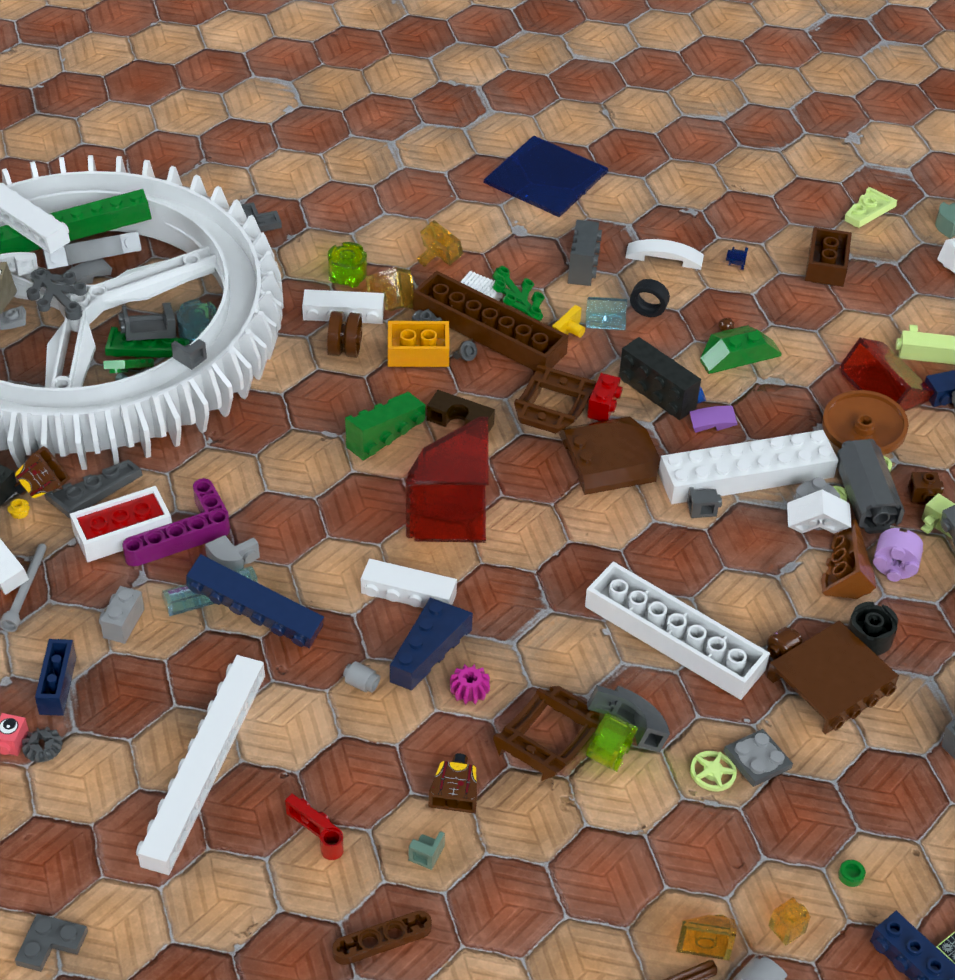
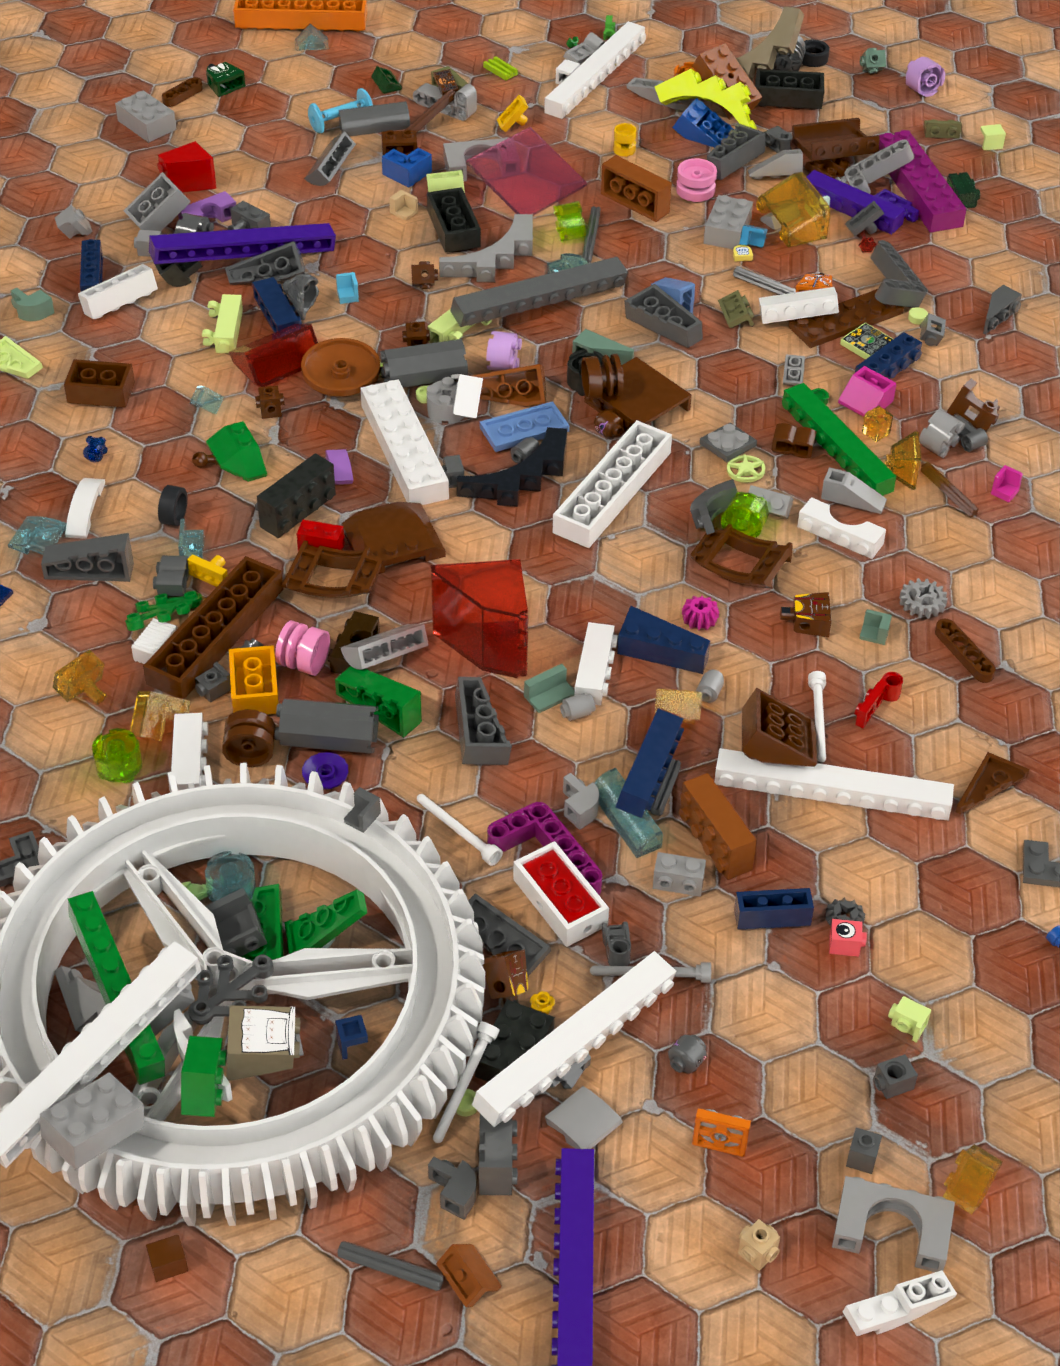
camera: 95 degrees left, 0 degrees up
(59, 562) = (617, 943): none -> dark grey piece
(164, 644) = (717, 826): none -> dark orange brick
(180, 915) = (991, 778): none -> reddish brown wing
(186, 486) = (490, 853): none -> white piece
(238, 625) = (665, 788): none -> dark grey axle
(271, 713) = (777, 732): none -> reddish brown slope
(307, 386) = (330, 768): none -> dark purple dish
(335, 641) = (680, 703): none -> clear yellow brick
(337, 487) = (479, 729): none -> dark grey wedge
(351, 382) = (327, 725): none -> dark grey brick
(351, 566) = (577, 706): none -> light grey brick
(351, 775) = (817, 682): none -> white piece
(382, 546) = (548, 688): none -> sand green panel
(435, 413) = (385, 646): none -> light grey brick
(451, 371) = (302, 647): none -> bright pink wheel
(467, 906) = (923, 598): none -> light grey gear
(560, 301) = (171, 575): none -> dark grey brick
(614, 822) = (860, 538): none -> white arch
(624, 226) = (36, 534): none -> clear light blue slope
(638, 772) = (777, 503): none -> light grey brick
(655, 865) = (850, 491): none -> light grey slope
(720, 581) = (527, 475): none -> black arch
(737, 565) = (524, 449): none -> dark grey brick
(757, 823) = (793, 440): none -> reddish brown brick
(757, 871) = (838, 439): none -> green brick
(780, 570) = (510, 429): none -> medium blue plate
(809, 371) = (269, 401): none -> reddish brown brick
(813, 329) = (206, 399): none -> clear light blue panel
(833, 618) = (604, 376): none -> reddish brown wheel
(848, 920) = (866, 391): none -> dark pink slope
(901, 854) = (793, 370): none -> light grey slope
(923, 647) = (593, 342): none -> sand green slope

